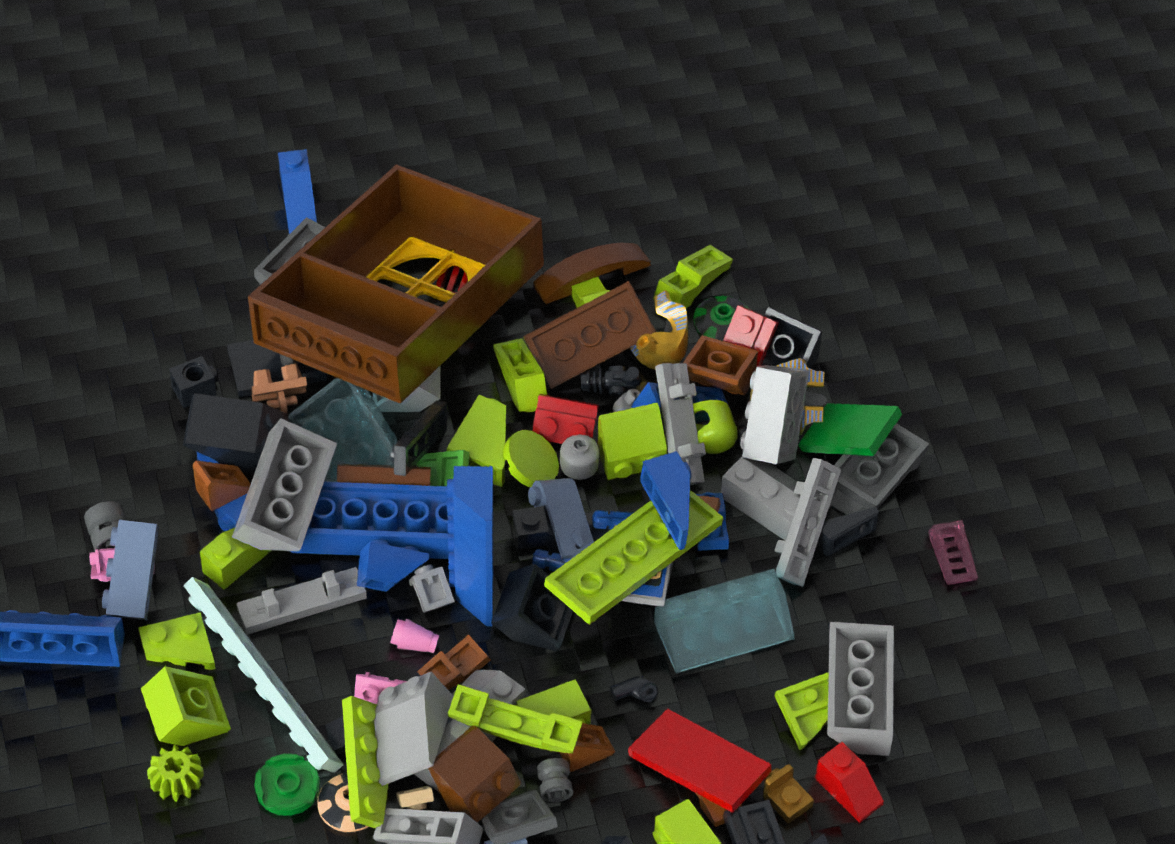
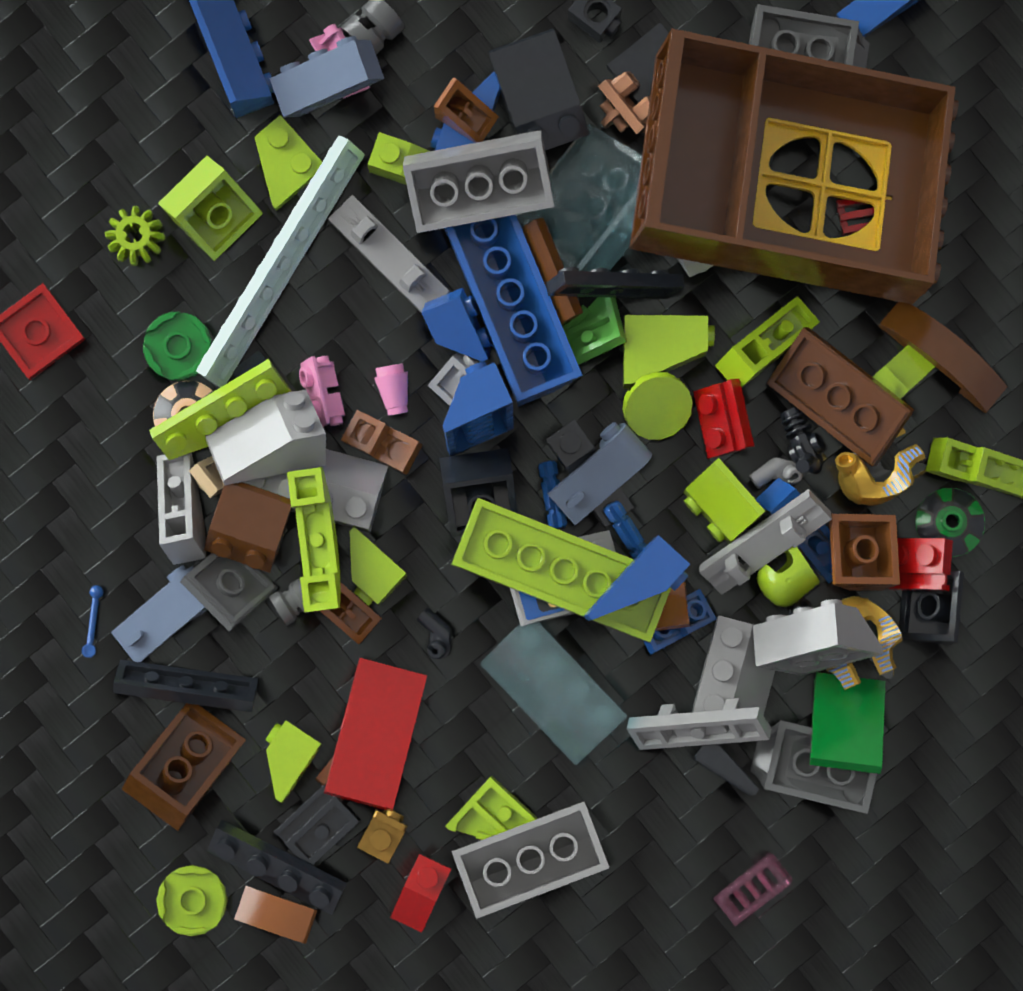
camera: 70 degrees right, 30 degrees up
(579, 457) = (686, 466): light grey head -> none

